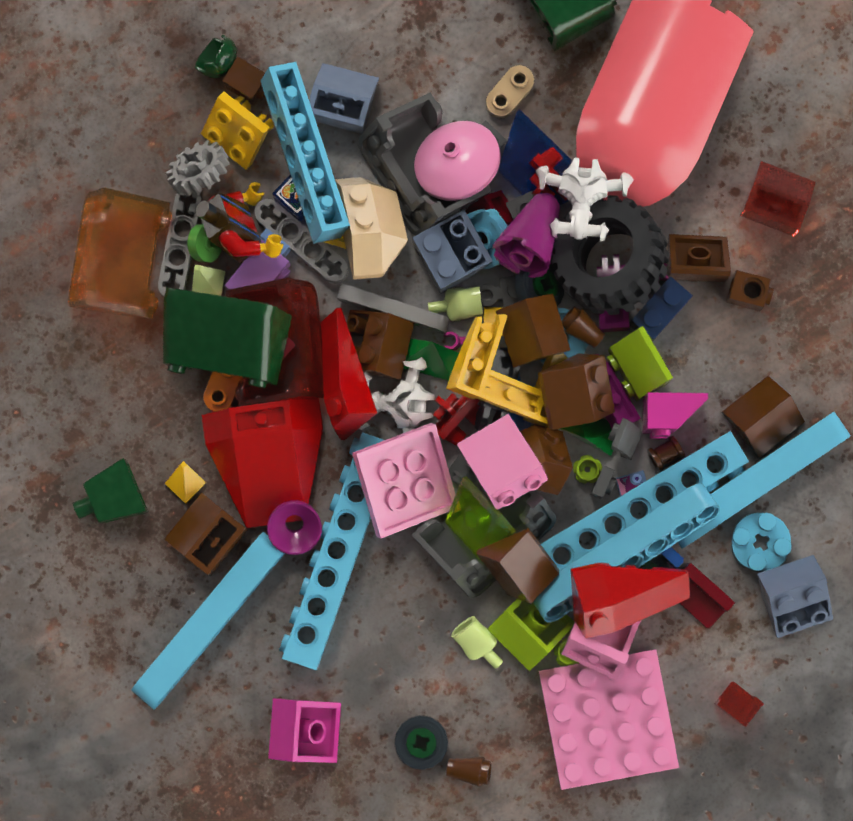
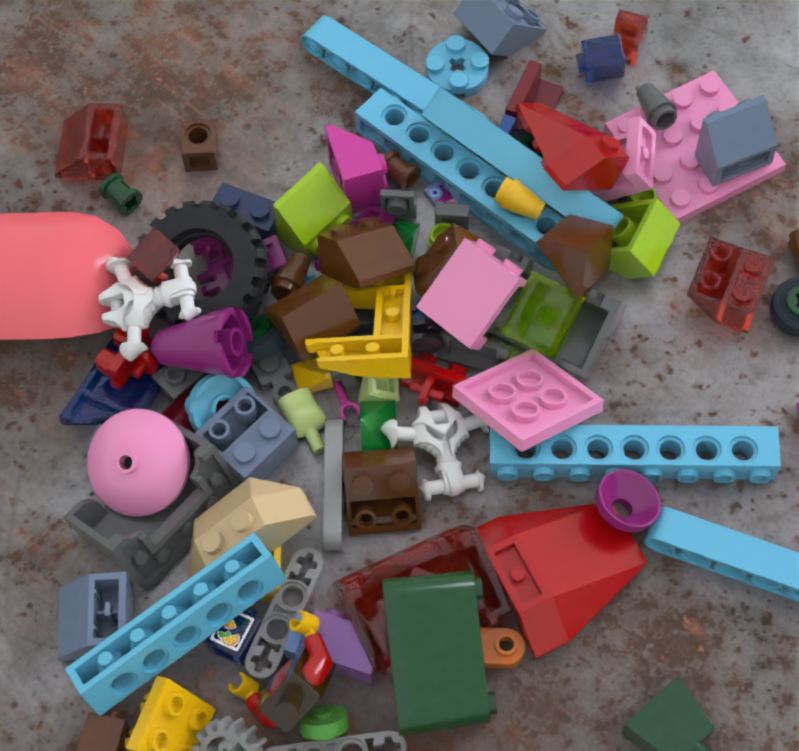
camera: 105 degrees left, 20 degrees down
(185, 482) = (621, 653): yellow slope -> none
(206, 534) = (675, 600): reddish brown slope -> none
(208, 280) = (371, 708): yellowish green slope -> none
(344, 382) = (442, 499): red wedge -> none
(459, 688) = (730, 283): none -> clear red slope
(476, 641) = (669, 285): yellowish green piece -> none
(510, 91) = (37, 443): tan plate -> none
(581, 744) = (736, 141): none -> sand blue slope
(589, 536) = (519, 199): none -> yellow cone
(611, 210) = (154, 255): none -> clear red panel
(648, 694) = (656, 107): none -> dark grey cone
(698, 258) = (174, 186): reddish brown slope -> none
(721, 211) = (120, 194): none -> dark green bush
(721, 669) = (601, 58): none -> clear blue brick
(764, 416) = (323, 99): reddish brown slope -> none

